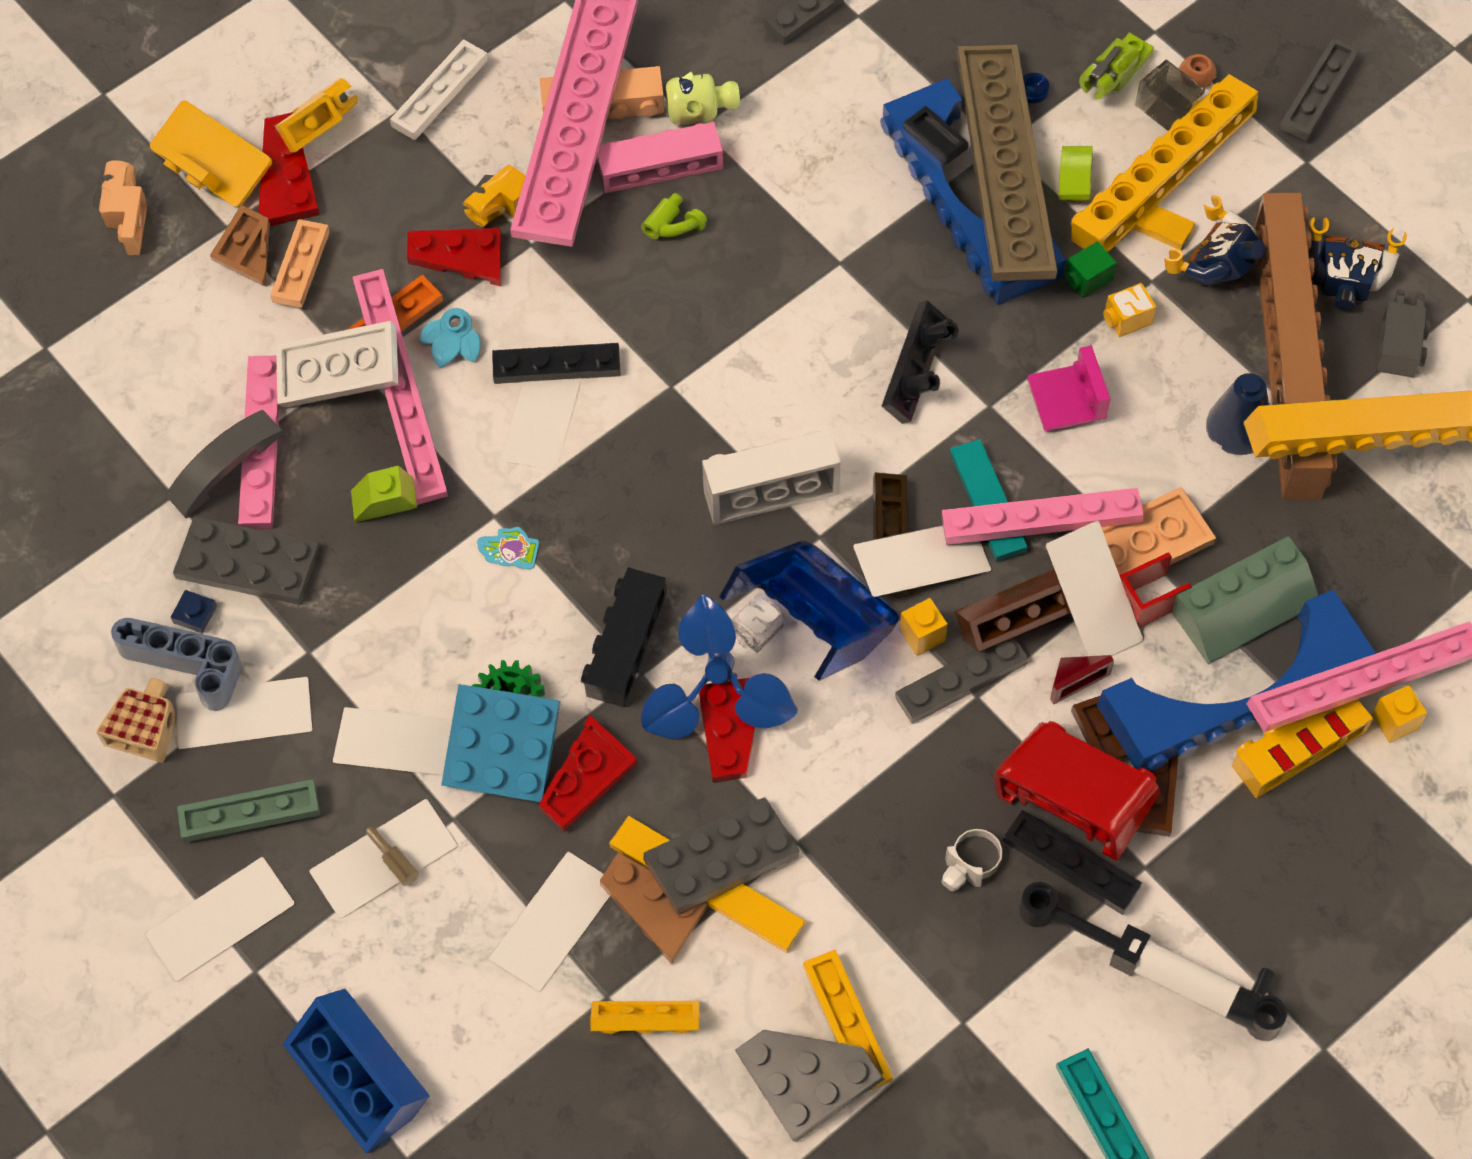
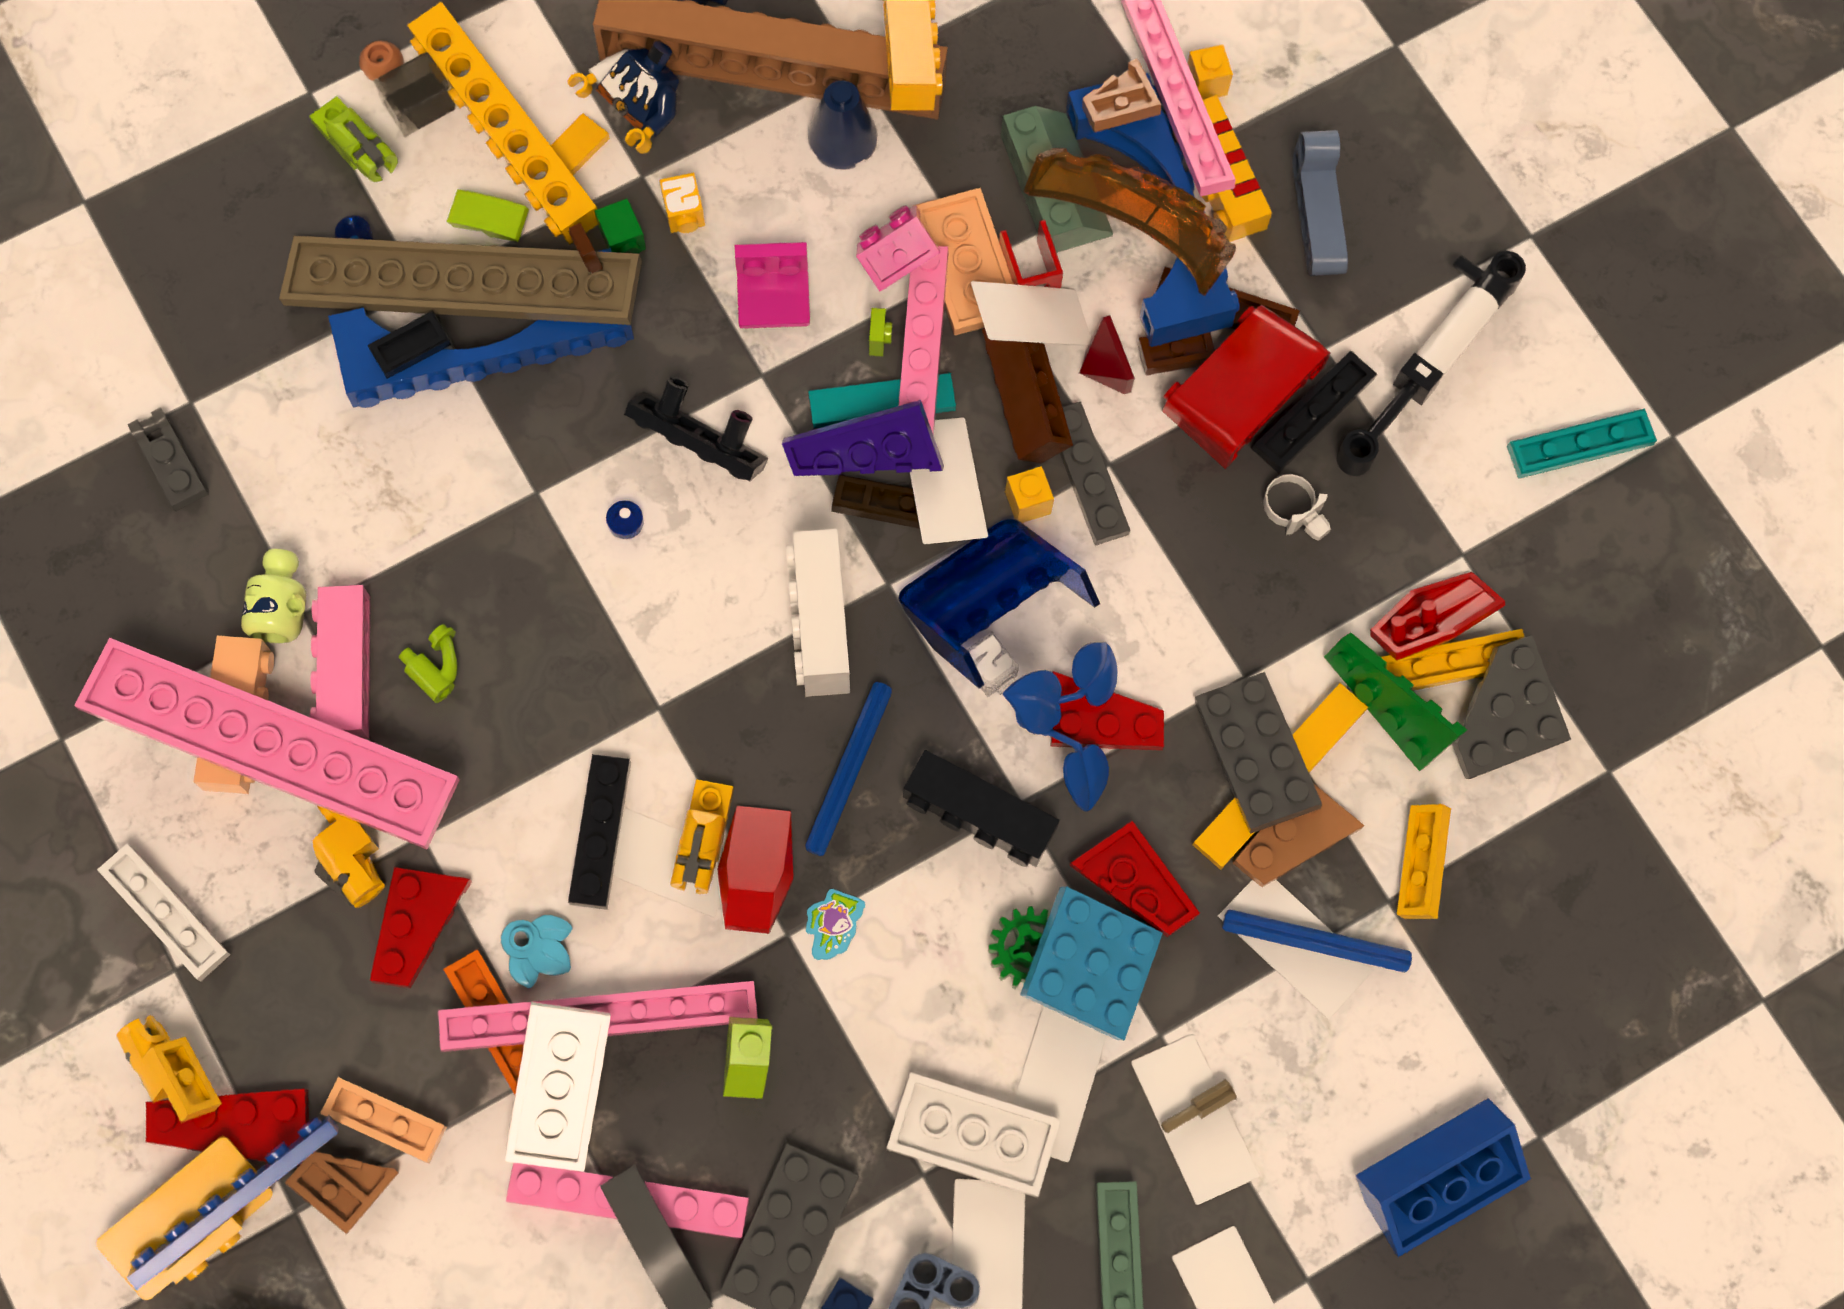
camera: 85 degrees left, 10 degrees up
(233, 180) = (218, 1210): none -> plate
(342, 679) = (973, 1134): none -> white plate
(542, 477) = (755, 868): none -> piece
(555, 935) = (1317, 941): none -> blue axle
(561, 431) = (702, 836): none -> yellow plate
(645, 533) = (848, 769): none -> blue axle
(775, 981) = (1403, 714): none -> green wing
(829, 327) = (625, 519): none -> clear blue tile
(889, 995) = (1435, 615): none -> red piece
(936, 487) = (874, 442): none -> dark purple wing
(1047, 227) = (585, 248): none -> reddish brown tile
(1050, 481) = (879, 332): none -> lime plate
(1126, 468) = (895, 247): none -> bracket
(1236, 654) = (1141, 201): none -> clear orange windscreen
(1290, 835) = (1319, 202): none -> sand blue beam
(1334, 629) = (1121, 100): none -> medium nougat wing

